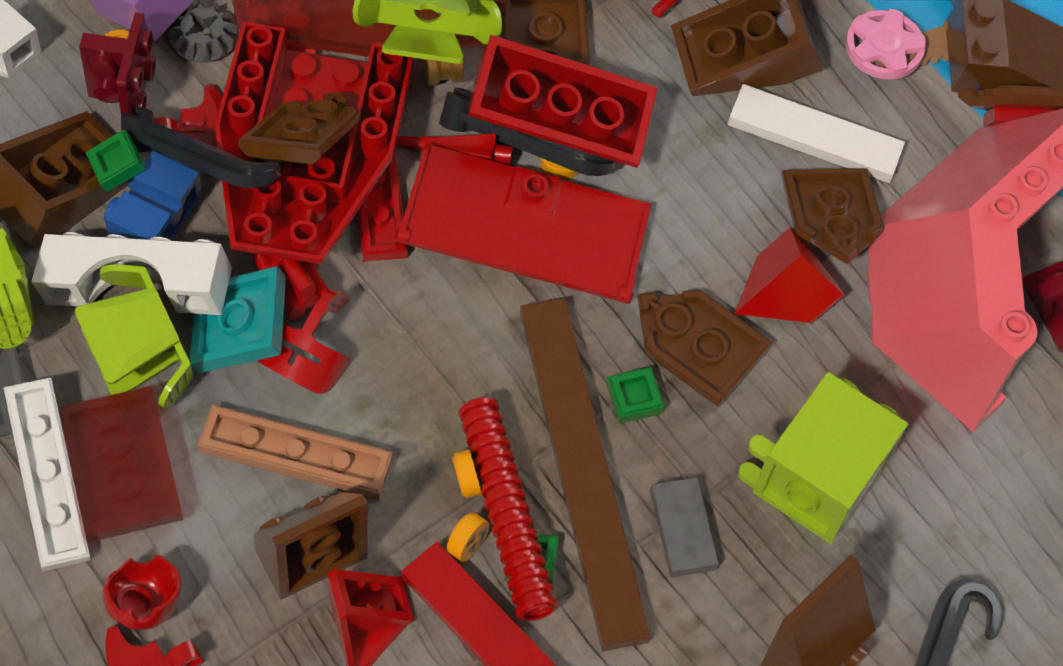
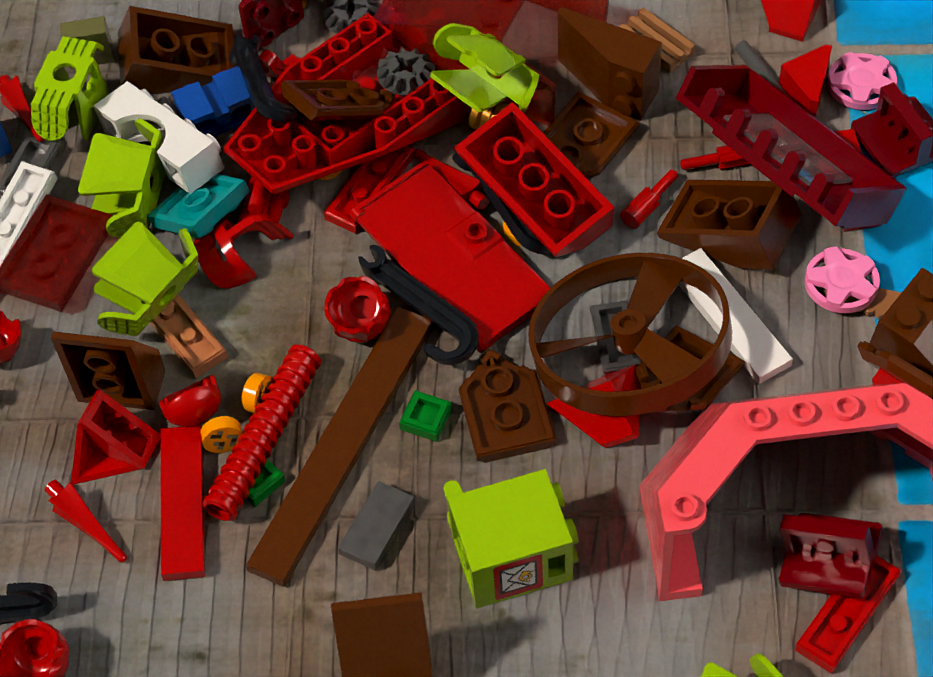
camera: 50 degrees right, 5 degrees down
(115, 160) = (209, 59): green tile -> none
(263, 420) = (141, 272): none -> lime piece
(340, 74) = (404, 81): none -> dark grey gear
(412, 522) = (192, 404): none -> red hair
(494, 331) = (357, 309): none -> red hair
(548, 285) = (426, 303): none -> black piece
(656, 63) = (646, 201): none -> red axle
(739, 213) = (610, 357): none -> flat silver tile
(767, 201) = (677, 369): none -> reddish brown piece

